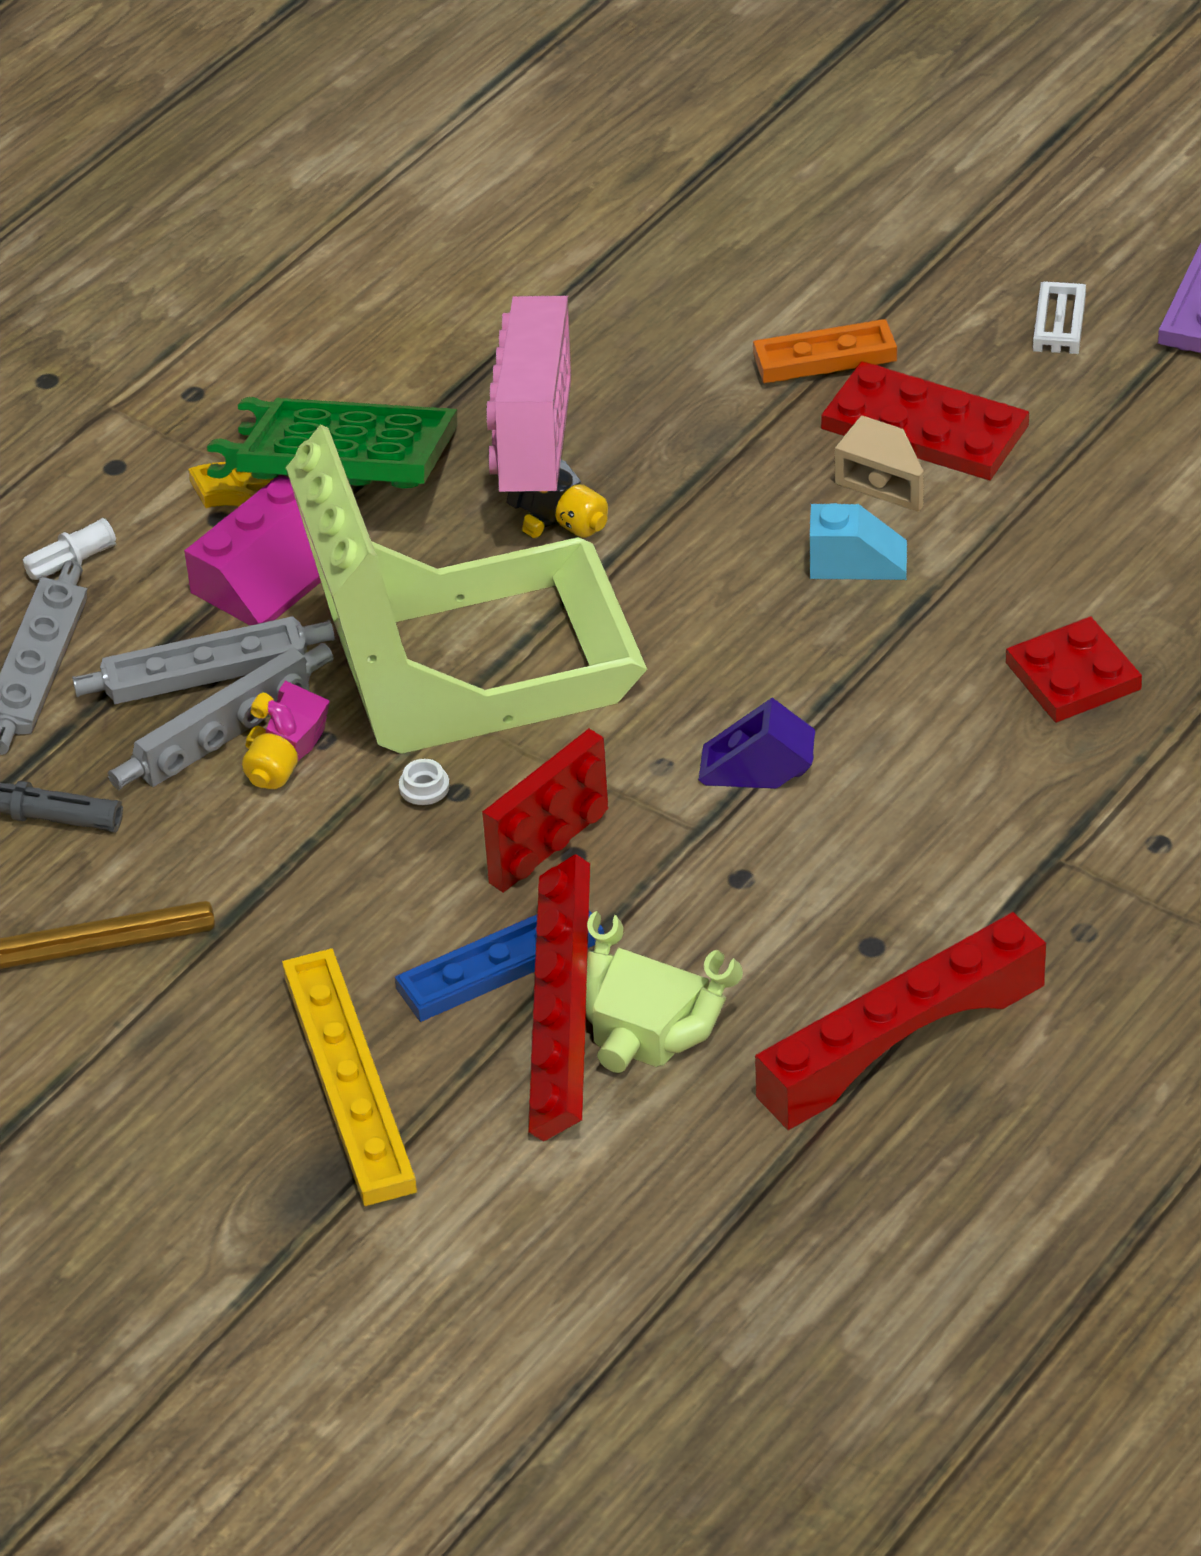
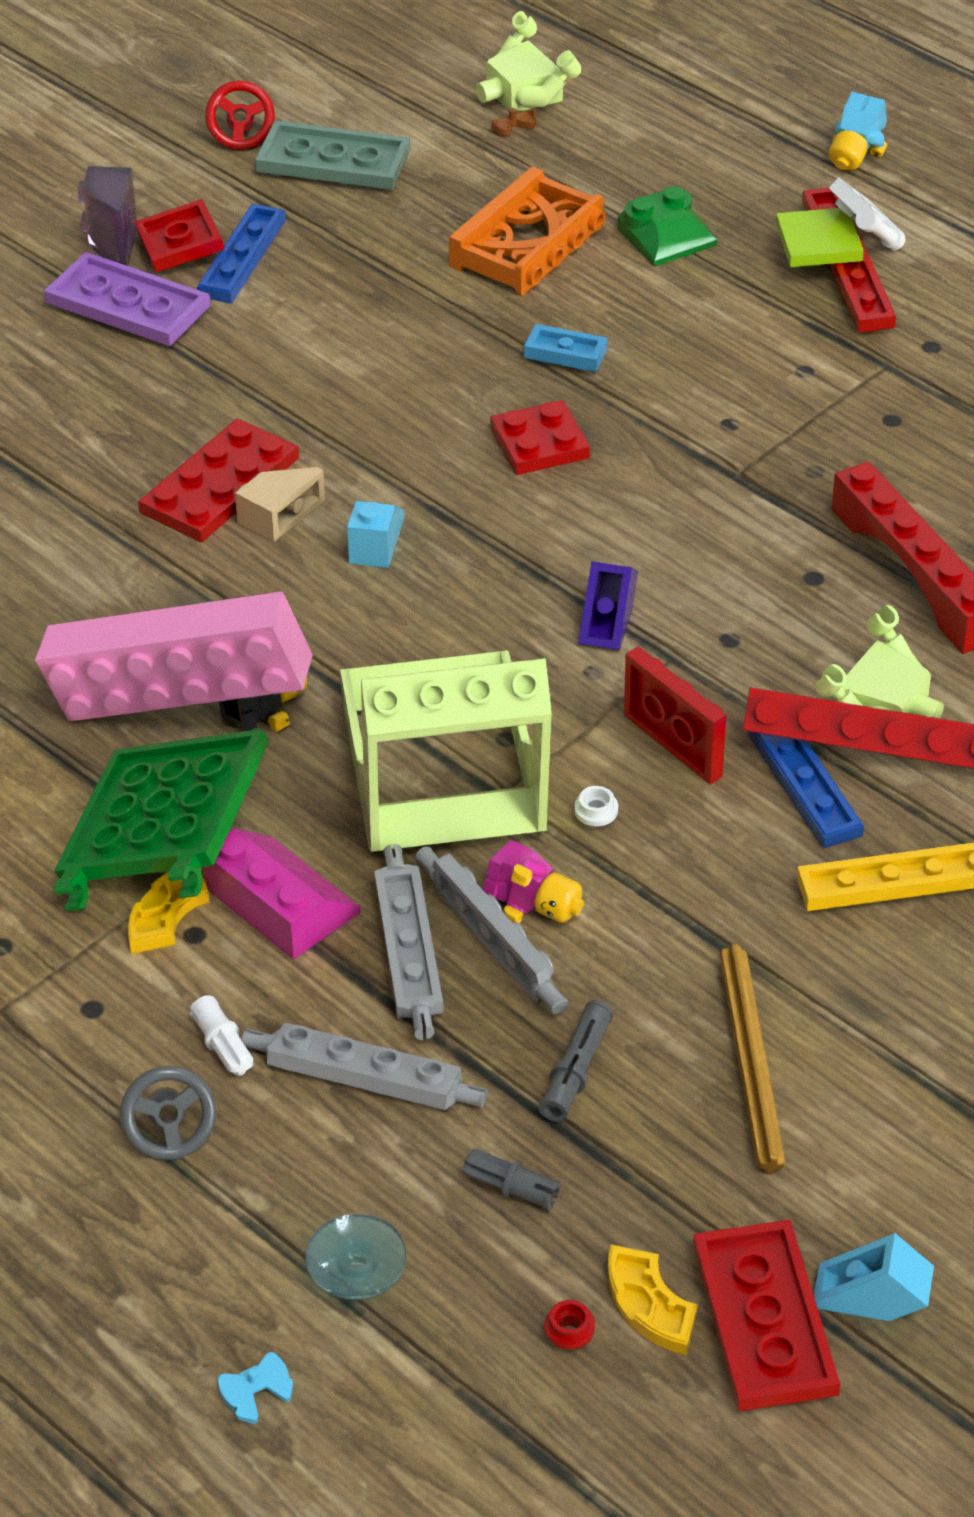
camera: 85 degrees left, 0 degrees up
(824, 350) = (116, 520): orange plate -> none
(1057, 337) = (115, 393): white tile -> none

